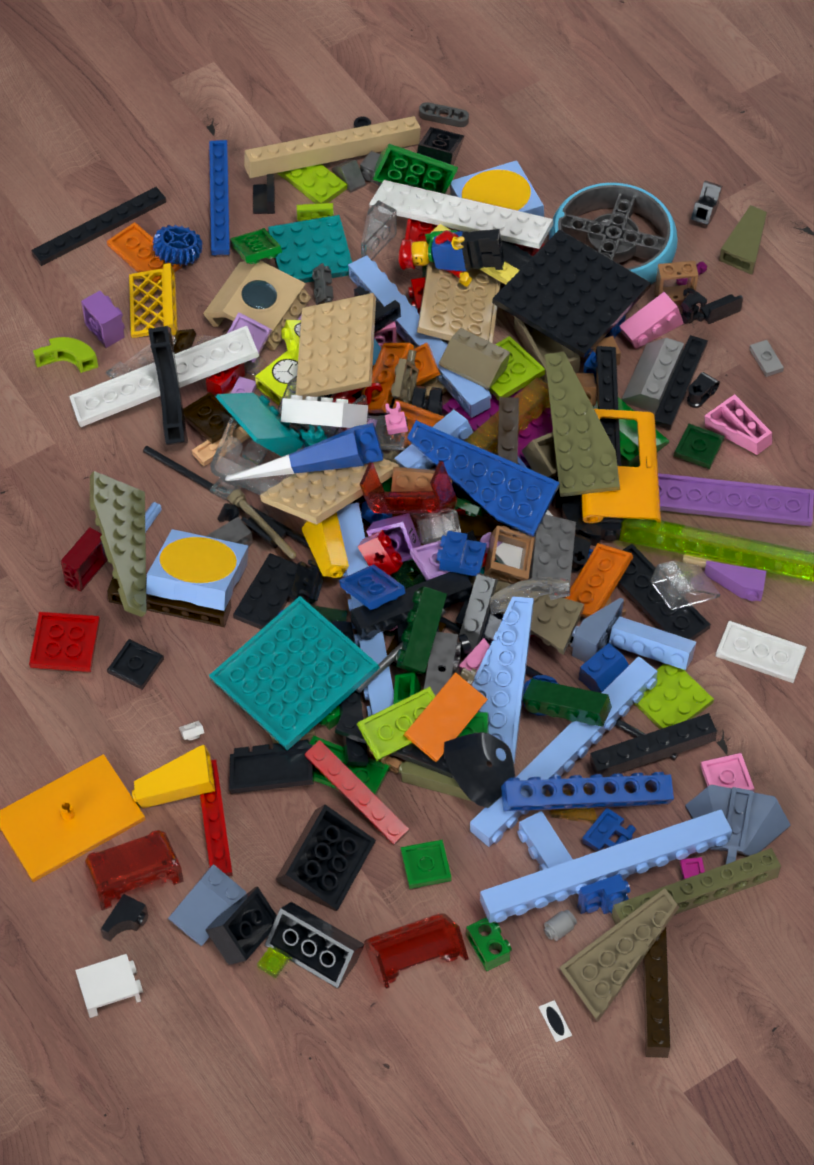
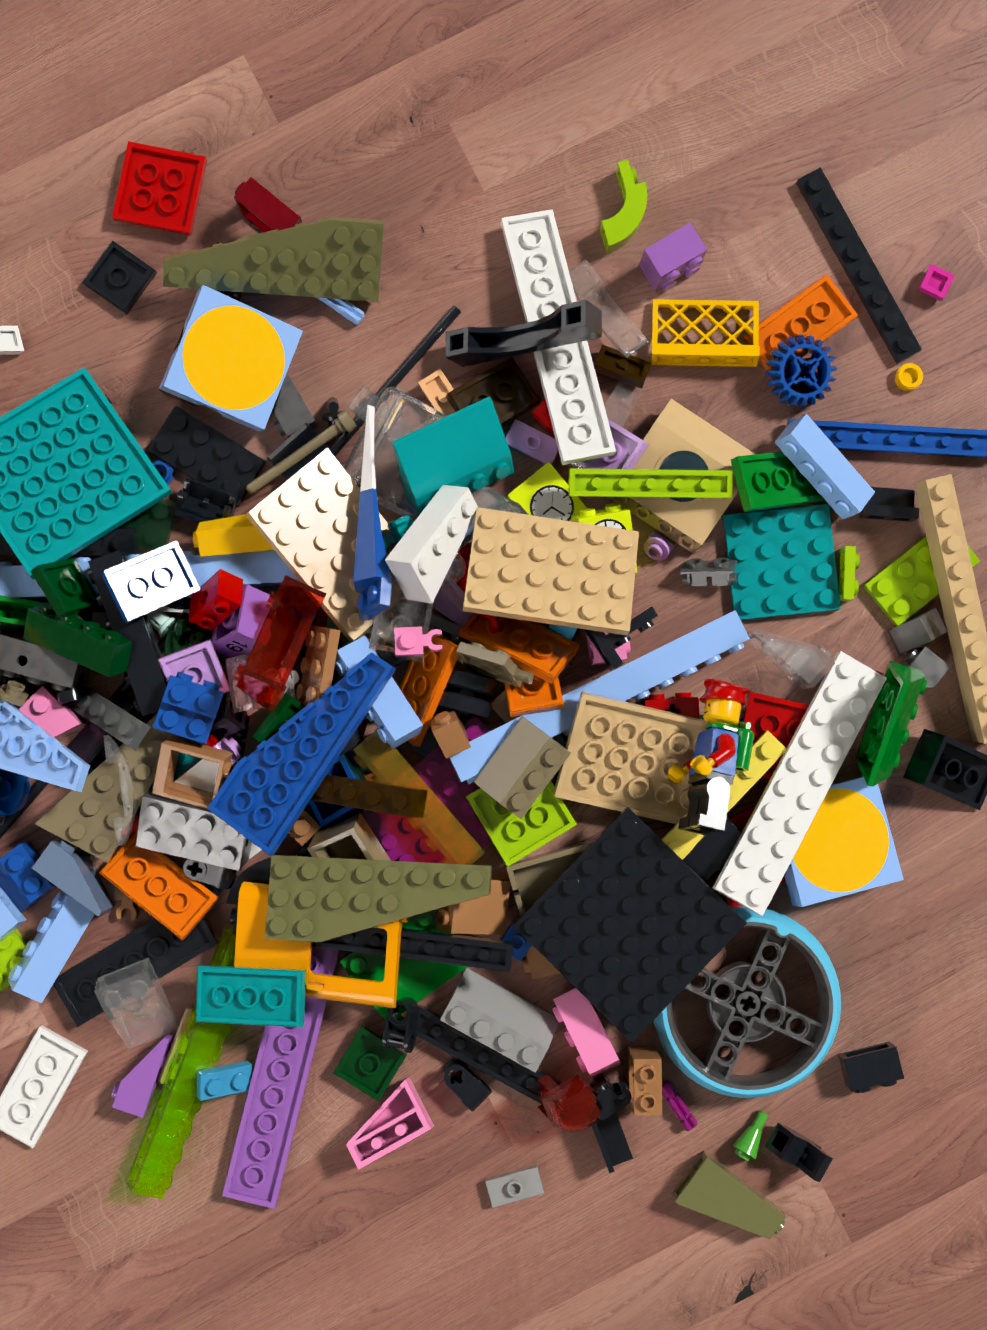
camera: 90 degrees right, 30 degrees up
(109, 182) = (936, 282): none -> dark pink plate
(175, 193) = (908, 376): none -> yellow tile
(244, 224) = (824, 467): none -> light blue brick
(267, 306) = (650, 483): none -> lime plate
(389, 639) = (65, 587): none -> dark green plate
(459, 400) = (450, 733): none -> medium nougat slope
(643, 173) = (871, 1067): none -> black piece
(663, 501) = (250, 995): none -> teal tile
(671, 423) = (401, 1031): none -> black piece
(701, 319) = (568, 1104): none -> clear red brick
(707, 233) = (748, 1142): none -> bright green cone
(729, 526) = (224, 1080): none -> dark azure plate

